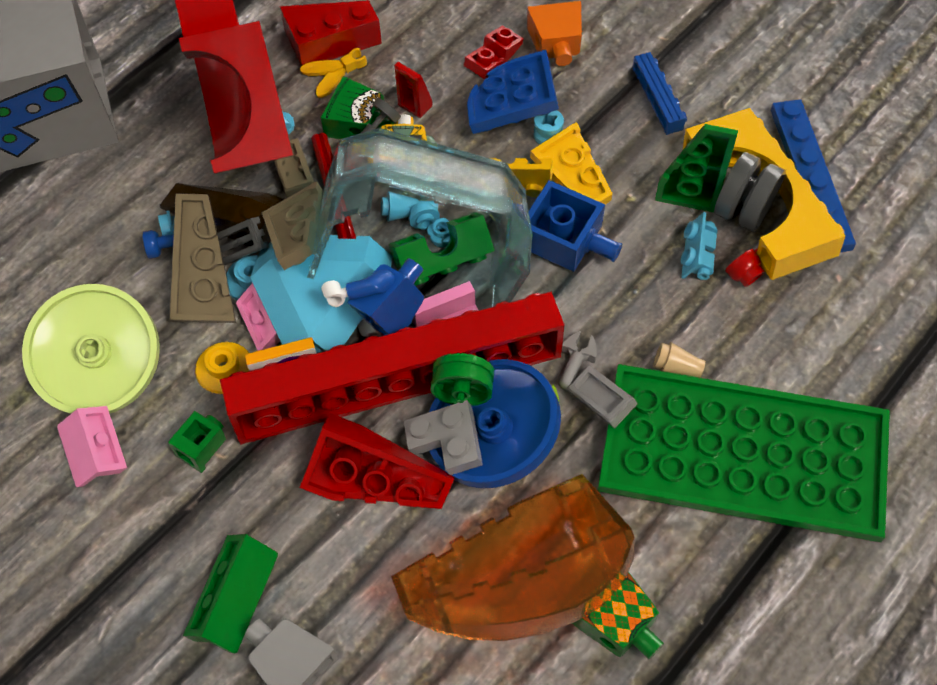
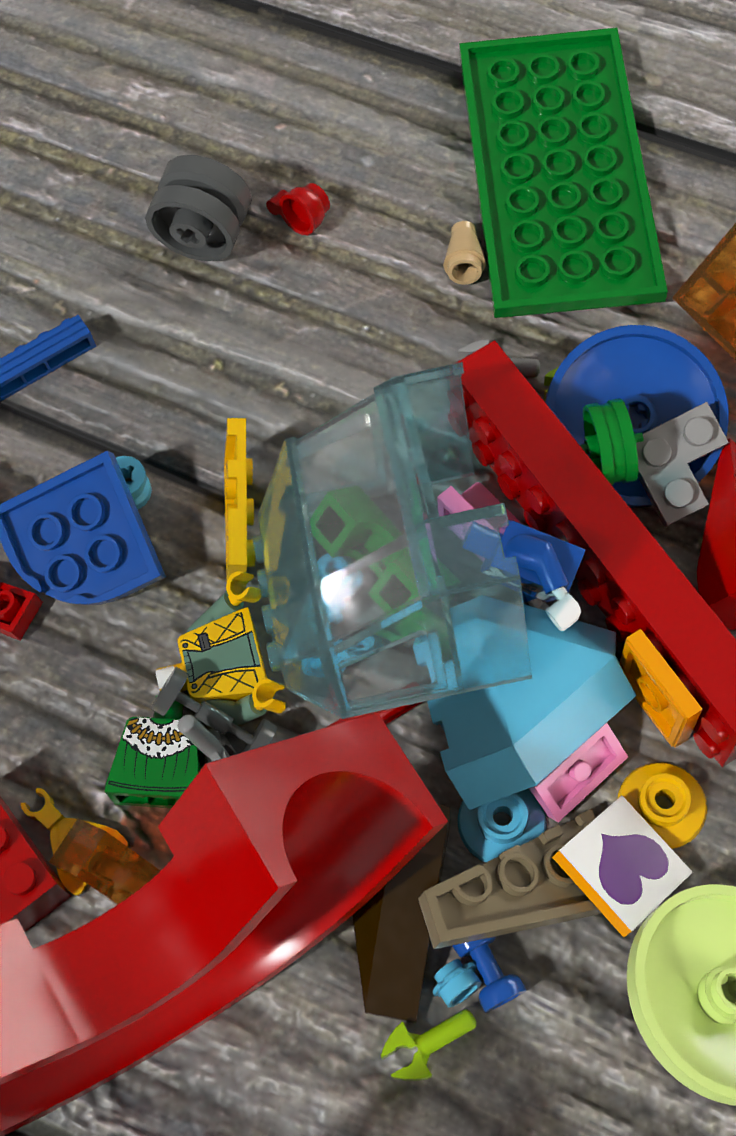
camera: 100 degrees left, 5 degrees up
(135, 200) = (426, 1043): none -> lime bar
(190, 321) = (622, 865): none -> tile
(255, 235) = (460, 837): dark grey tile -> none
(294, 225) = (459, 723): dark tan wing -> none
(300, 74) = (102, 863): none -> clear orange arch
(351, 124) = (209, 742): none -> light grey bar
(412, 91) = (110, 680): red slope -> none
(568, 227) = (302, 397): blue brick -> none
(573, 164) = (192, 439): yellow wing -> none
(602, 396) = (547, 314): light grey tile -> none
(699, 170) = (185, 256): green wedge -> none
(699, 236) = (286, 267): medium azure hinge -> none
(807, 157) = (126, 172): blue plate -> none
(809, 230) = (108, 236): yellow arch -> none

